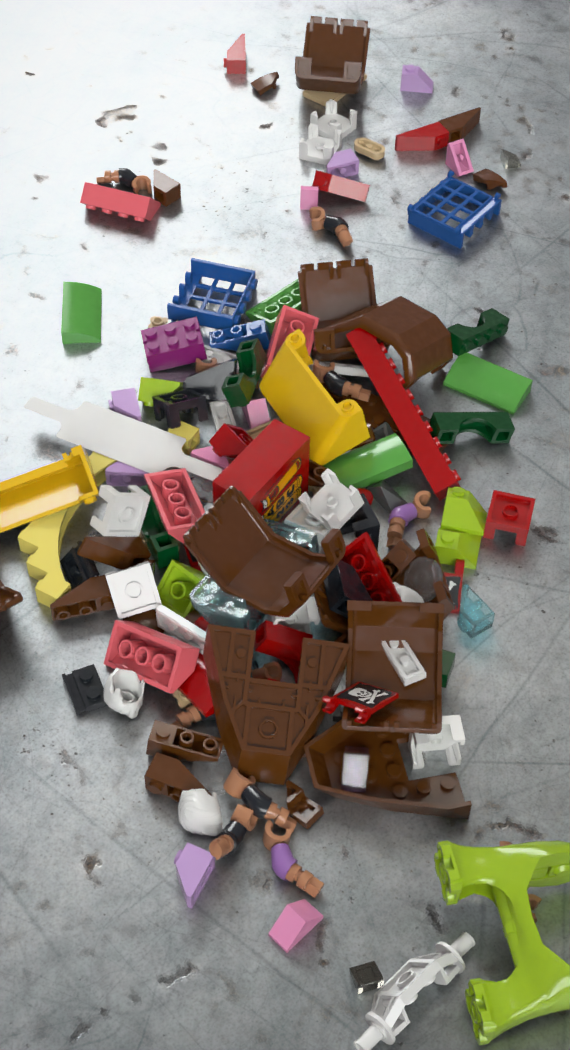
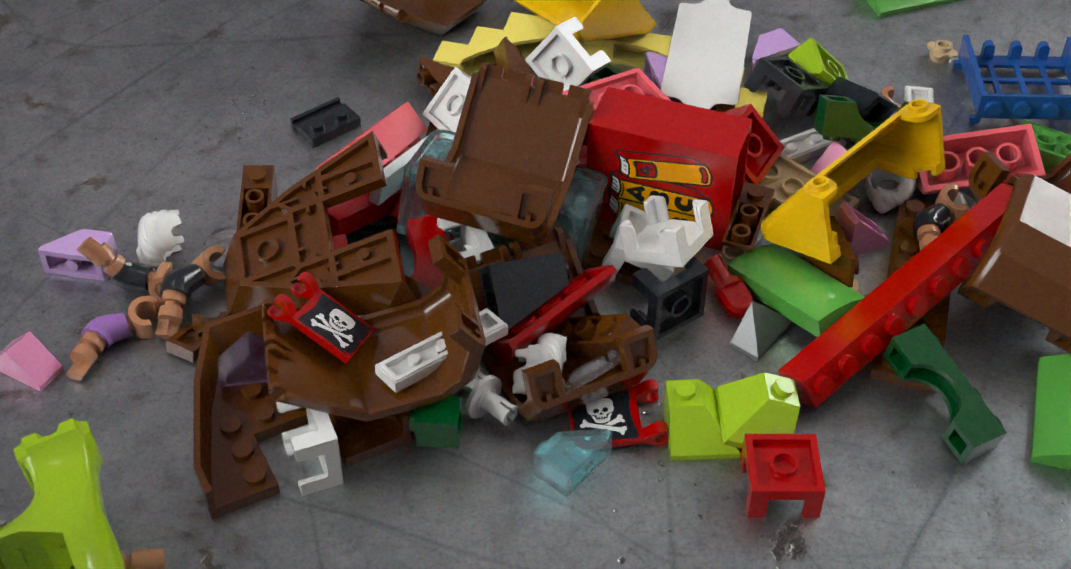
camera: 75 degrees right, 5 degrees down
(124, 692) = (317, 141): white hair -> none
(170, 777) = (209, 209): reddish brown slope -> none
(173, 344) = (905, 62): magenta piece -> none
(231, 337) = (962, 115): blue slope -> none
(403, 514) = (727, 349): nougat piece -> none

